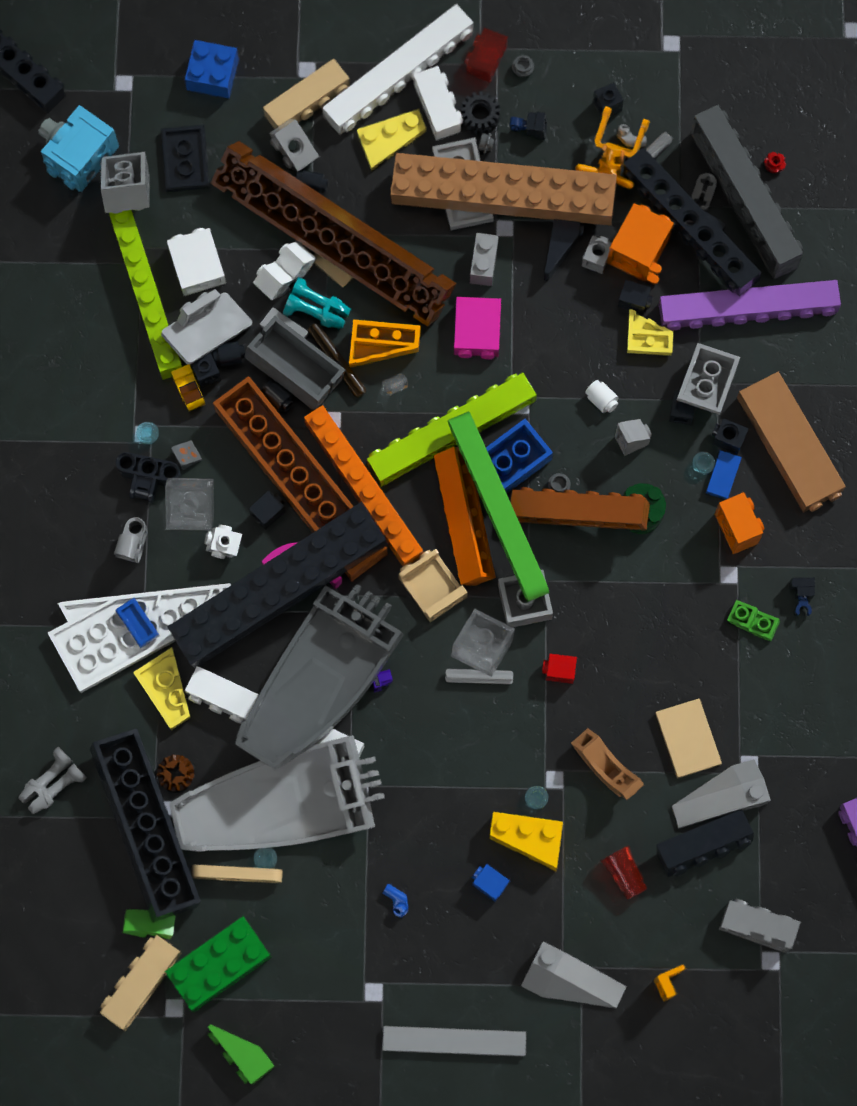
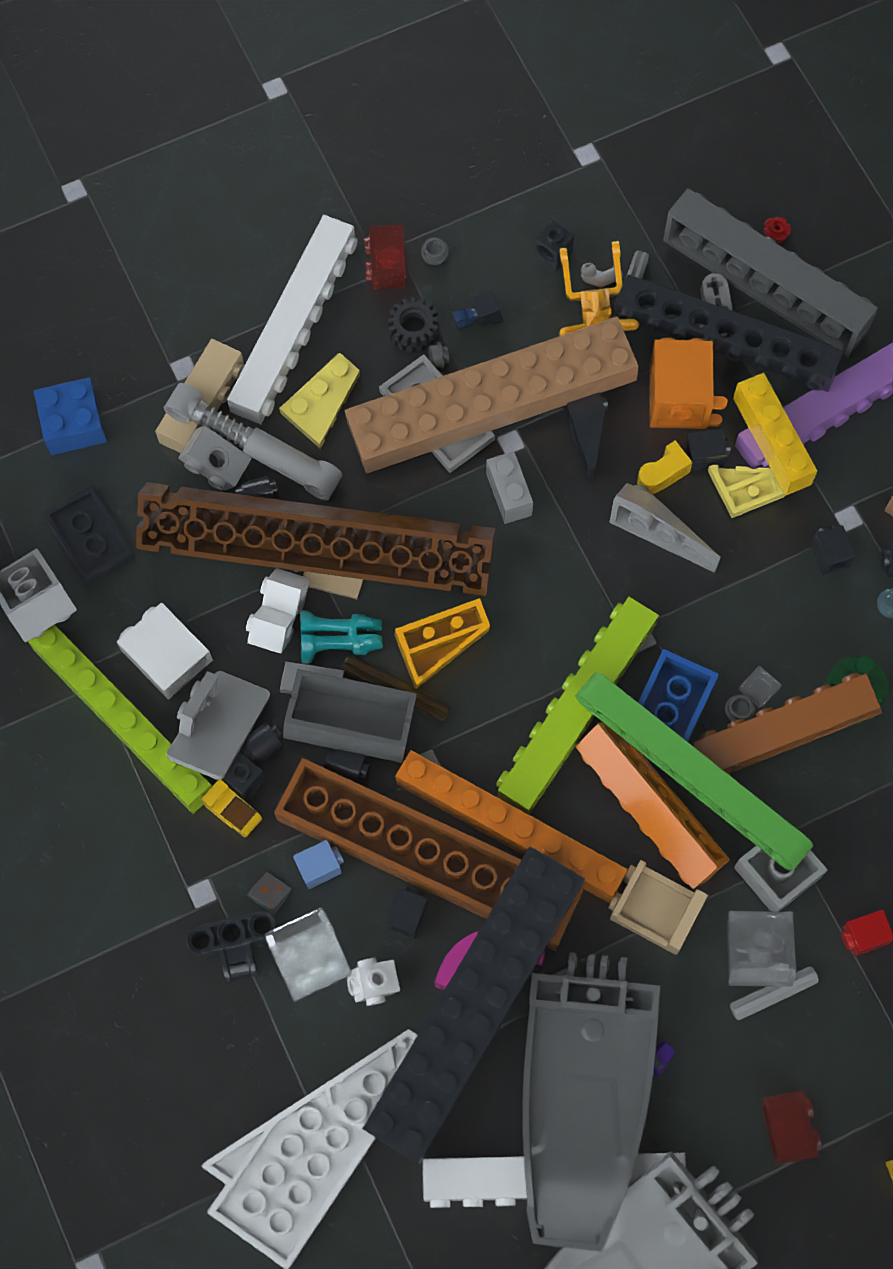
camera: 25 degrees left, 5 degrees down
(131, 545) = (259, 1041): light grey piece -> none
(137, 622) = (317, 1140): blue tile -> none
(147, 433) = (207, 889): clear light blue plate -> none
(164, 687) = (393, 1208): light yellow wing -> none
(226, 450) = (319, 864): none -> medium blue brick
(356, 189) = (316, 476): none -> light grey piece
(395, 384) = (480, 683): clear slope -> none
(438, 102) = (358, 335): white brick -> none
(441, 763) = (790, 1127): none -> clear red brick
(477, 327) = (543, 570): dark pink brick -> none
(566, 323) = (648, 518): none -> light grey wedge
(581, 476) = (760, 687): none -> clear tile
(594, 262) = (633, 431): light grey brick -> none
(597, 299) = (666, 470): none -> yellow leg
(602, 396) = (733, 582): white brick -> none
(632, 435) = (795, 611): light grey slope -> none
(682, 308) = (774, 434): none -> yellow brick
(708, 378) = (849, 501): light grey slope -> none

